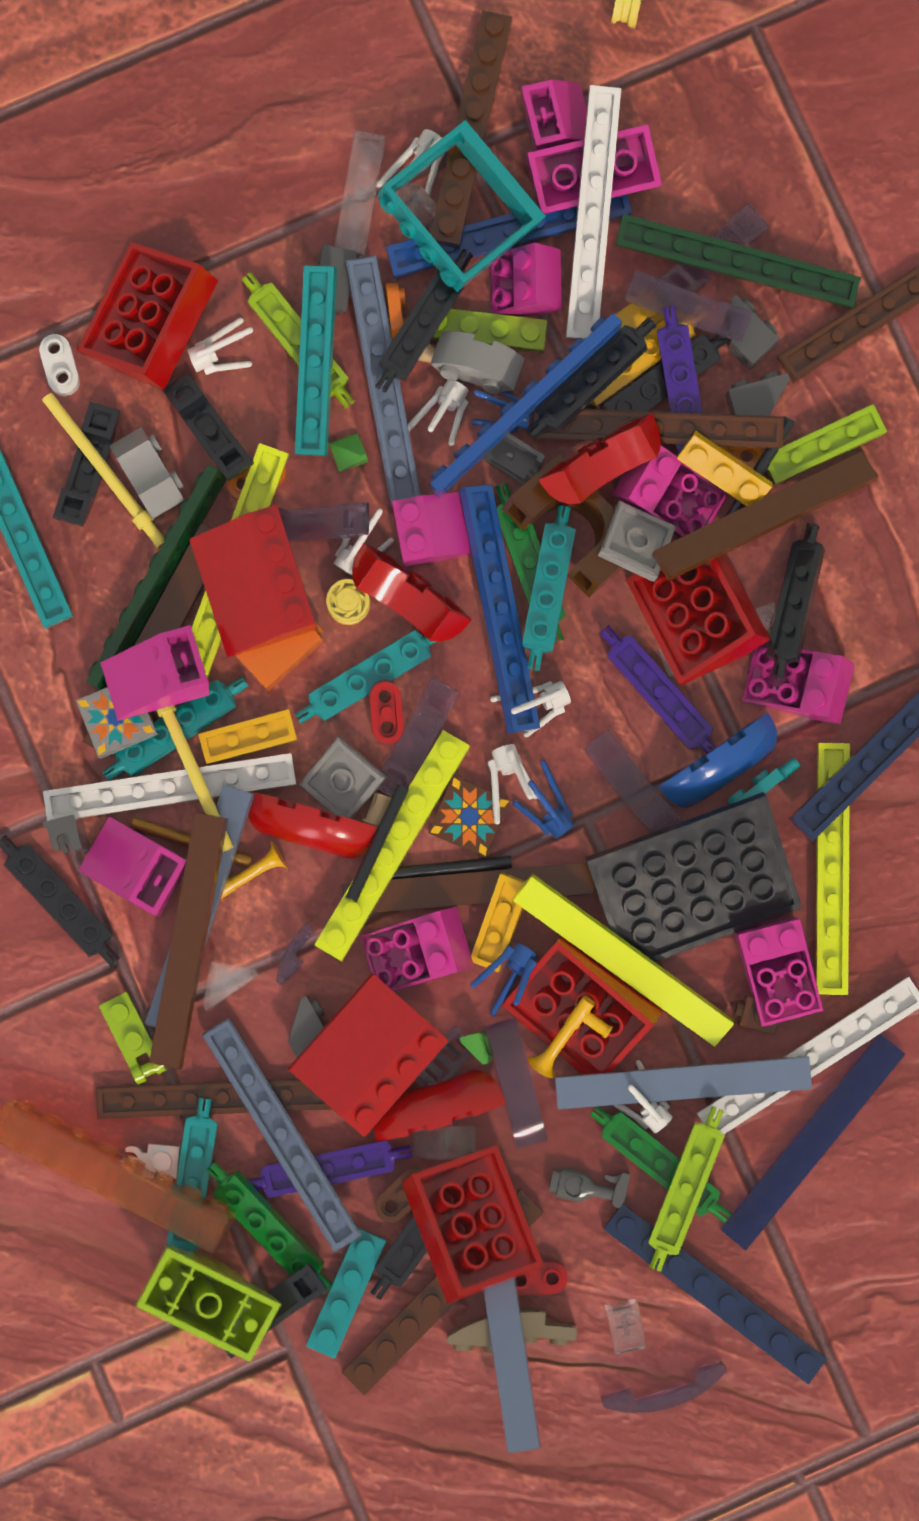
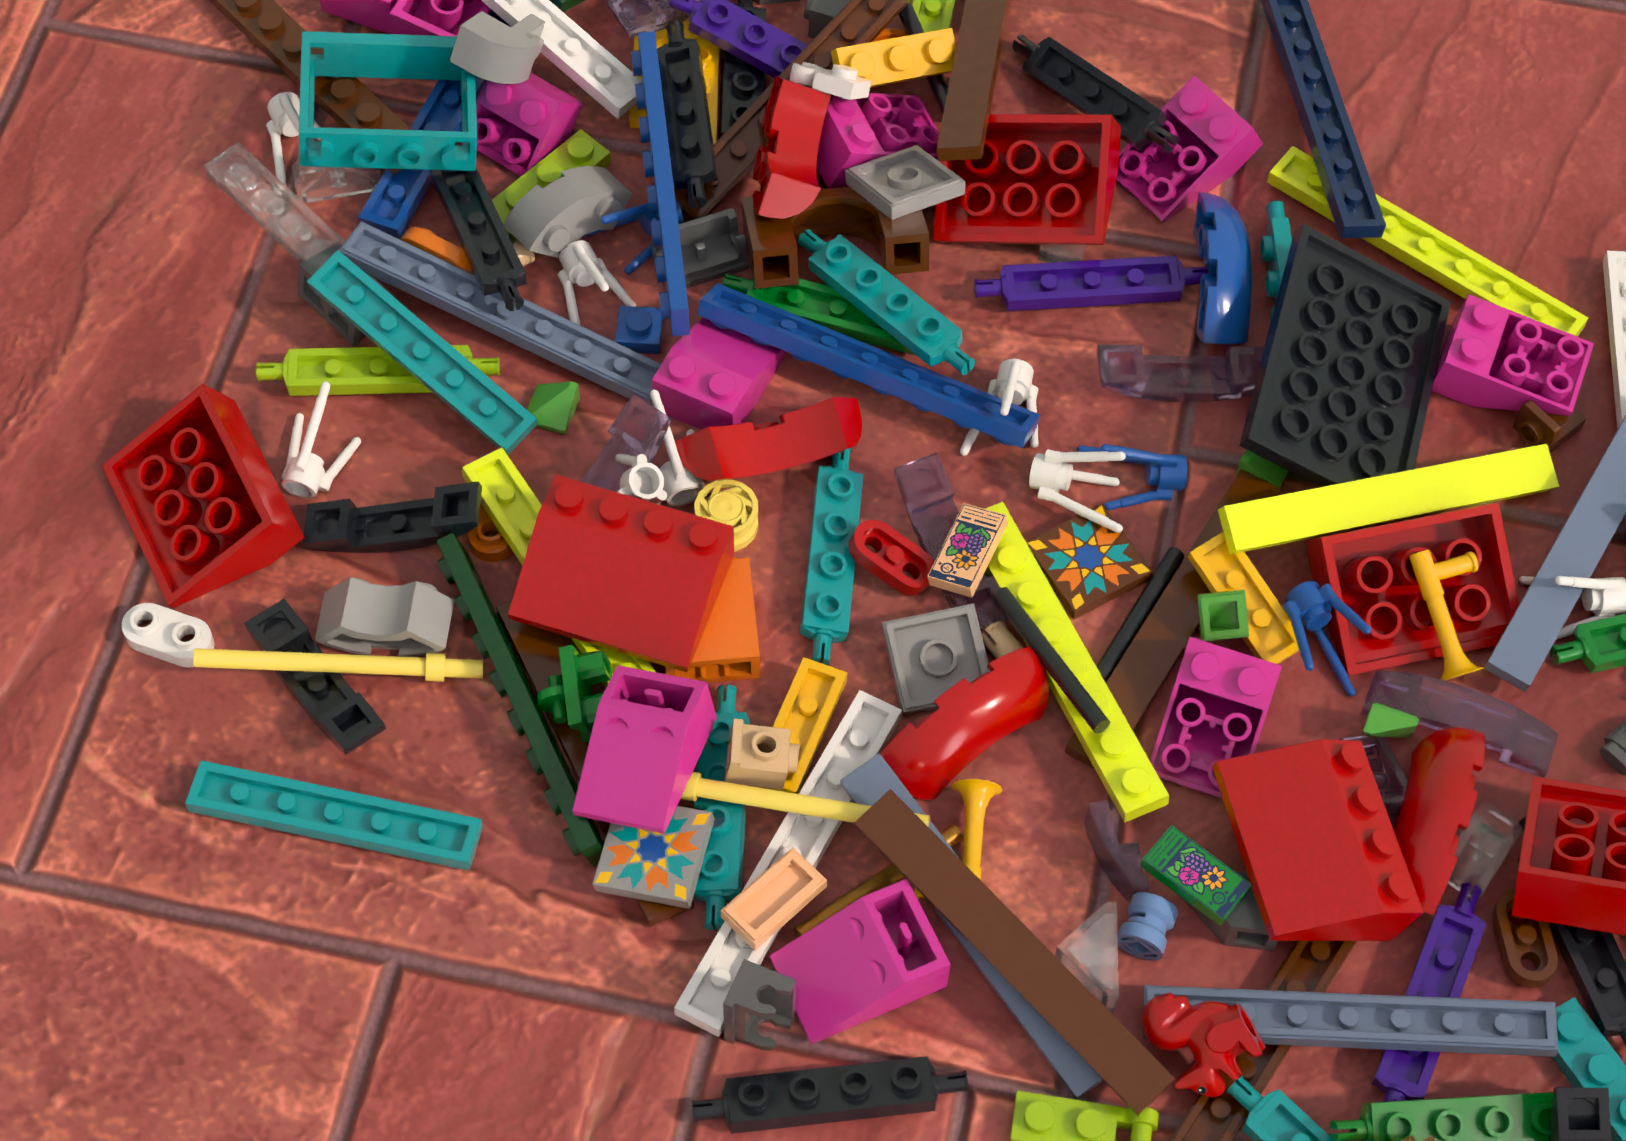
camera: 55 degrees left, 25 degrees down
(135, 797) = (773, 898): none -> light nougat tile
(174, 607) = (574, 691): none -> green hips
(204, 720) = (750, 765): none -> tan brick
(217, 1072) = (1210, 1030): none -> red animal
(264, 997) = (1146, 928): none -> medium blue wheel
(300, 1006) = (1195, 875): none -> tile
(309, 549) = (642, 479): none -> white plant
(416, 751) = (967, 550): none -> tile
(434, 457) = (640, 329): none -> blue plate
(475, 917) = (1222, 615): none -> bright green slope
(534, 243) = (496, 50): none -> light grey brick
(668, 453) = (839, 81): none -> white plate

